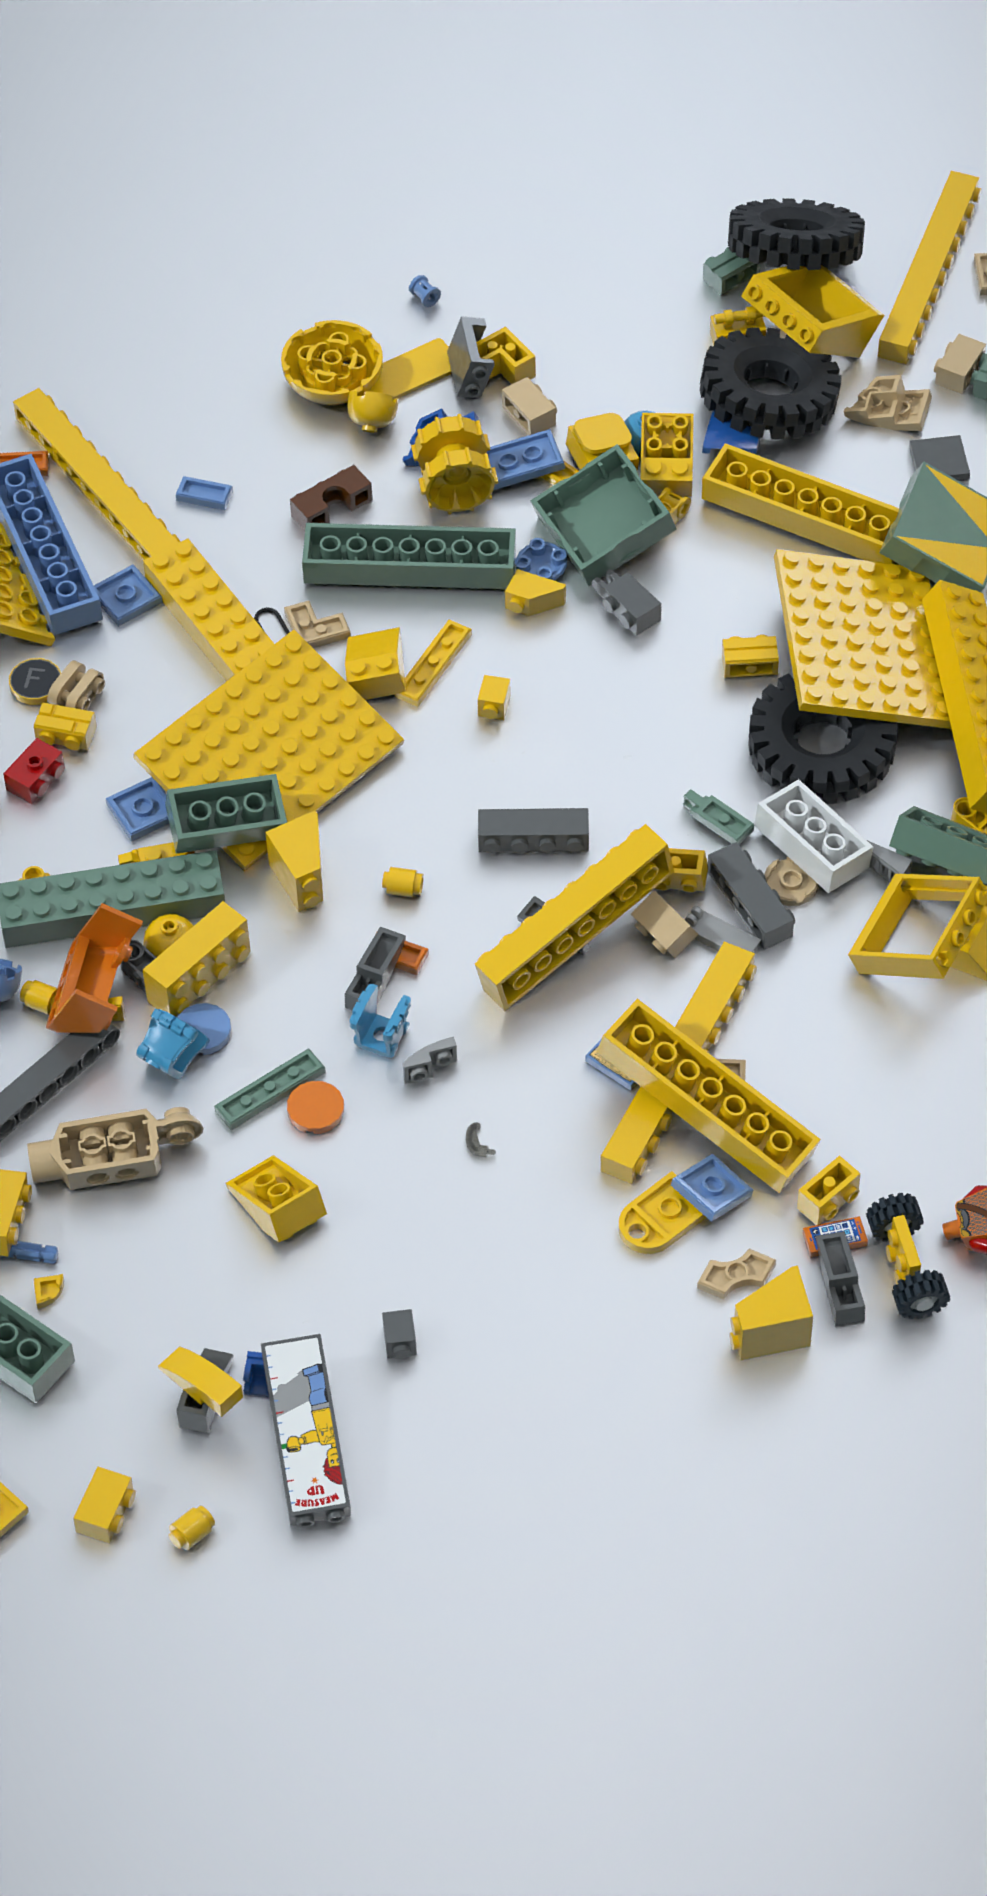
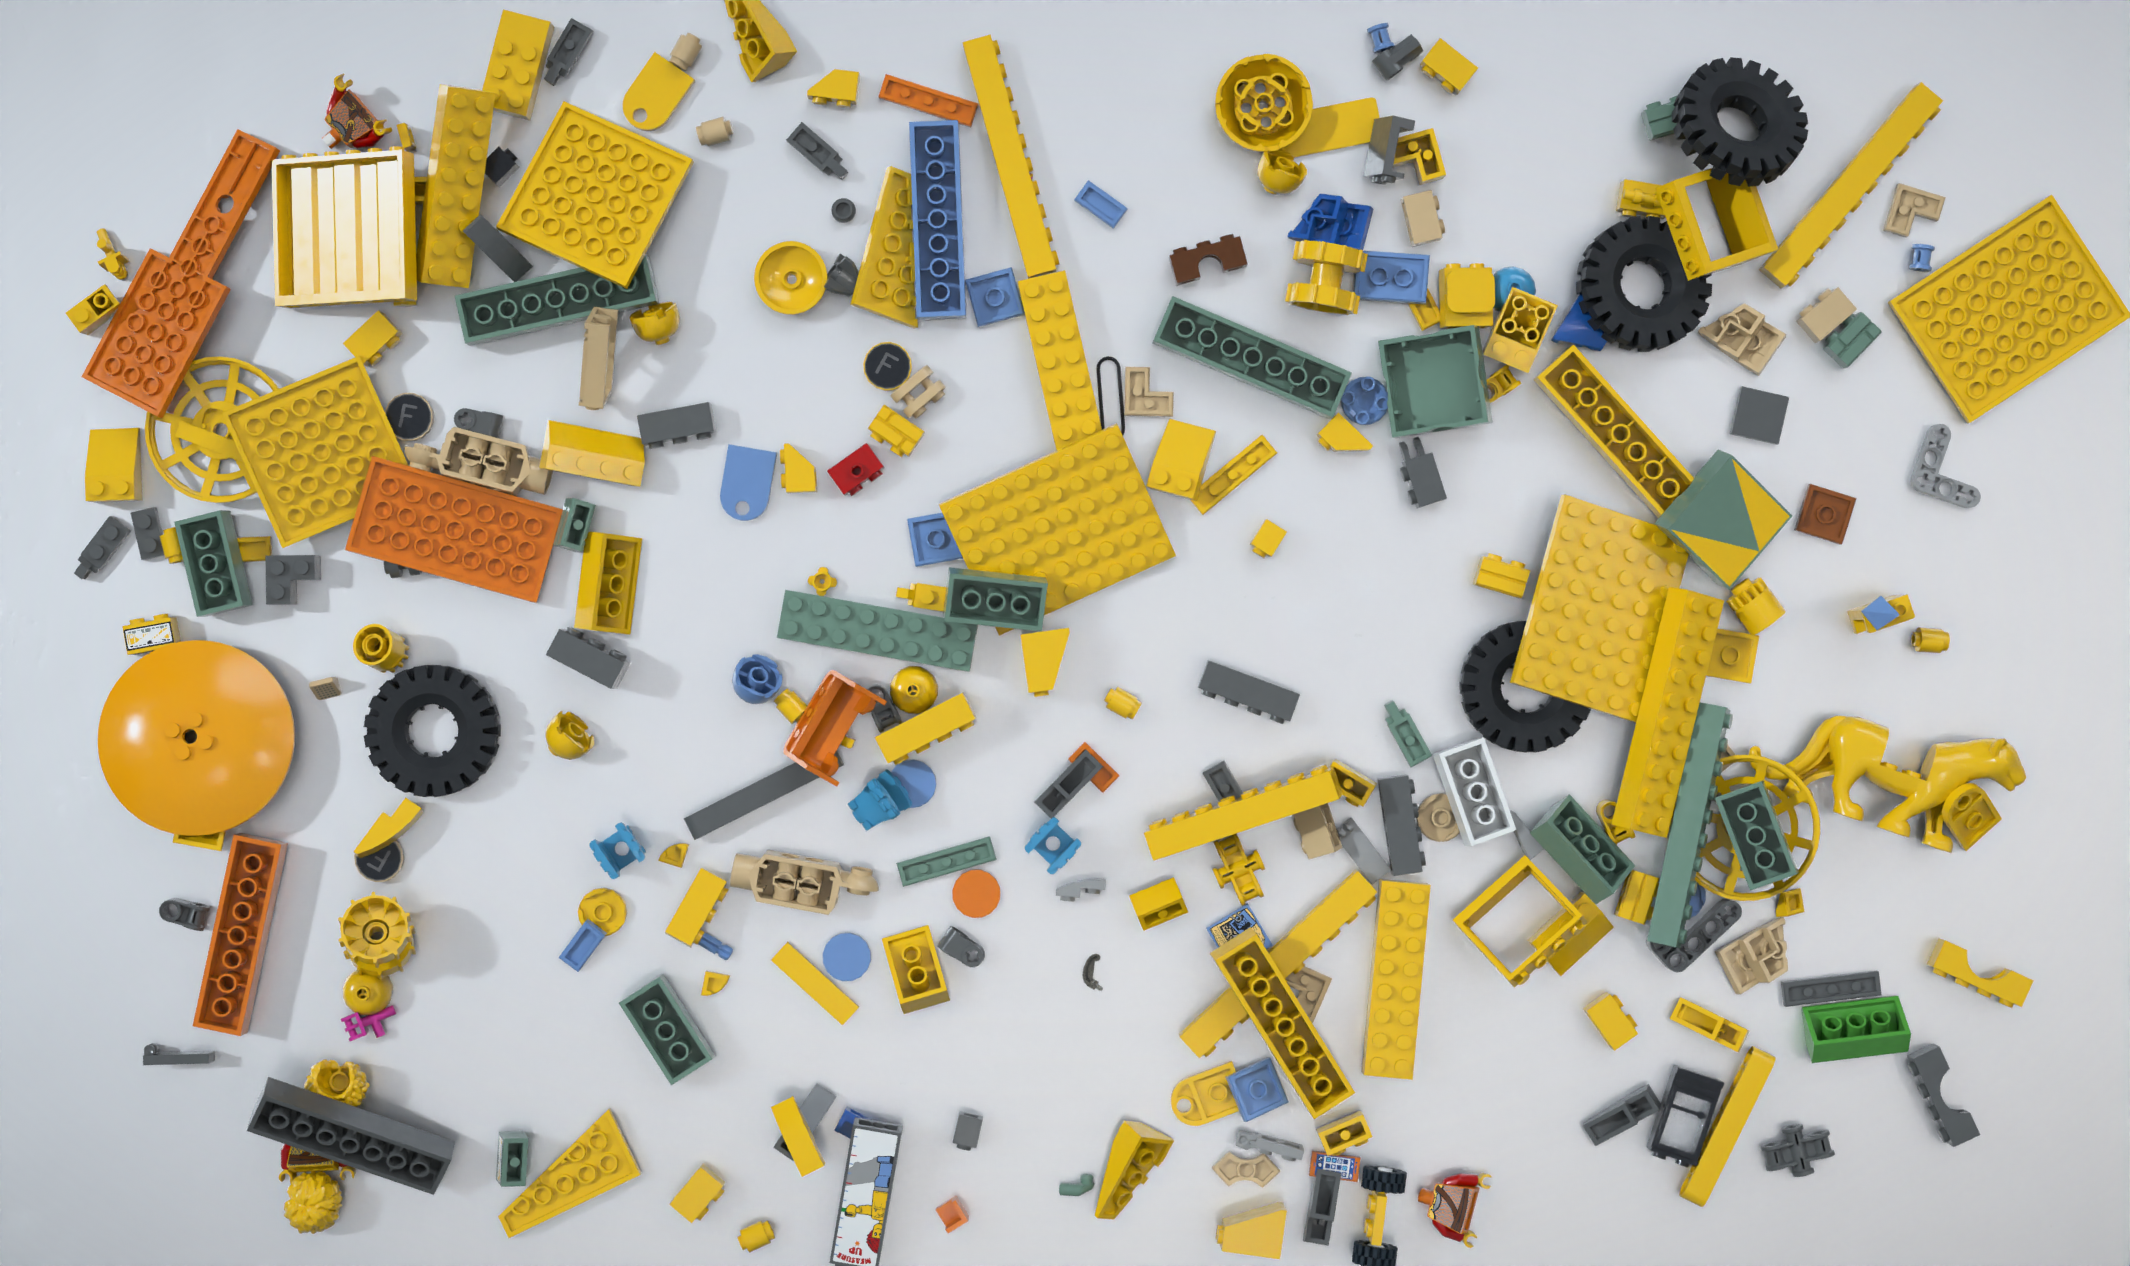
camera: 25 degrees right, 35 degrees up
(165, 1251) = (815, 983): none -> yellow tile
(192, 1214) = (846, 956): none -> medium blue tile
(319, 1157) = (958, 944): none -> dark grey piece
(418, 1425) = (952, 1214): none -> orange panel
(445, 303) = (1392, 60): none -> dark grey piece
(500, 291) = (1448, 67): none -> yellow brick
(522, 1043) = (1158, 904): none -> yellow brick
(558, 1348) = (1077, 1189): none -> sand green arm
(595, 989) = (1241, 877): none -> yellow axle
(602, 1300) = (1131, 1158): none -> yellow wedge
(752, 1234) = (1268, 1144): none -> light grey hinge
(815, 1033) = (1395, 979): none -> yellow brick

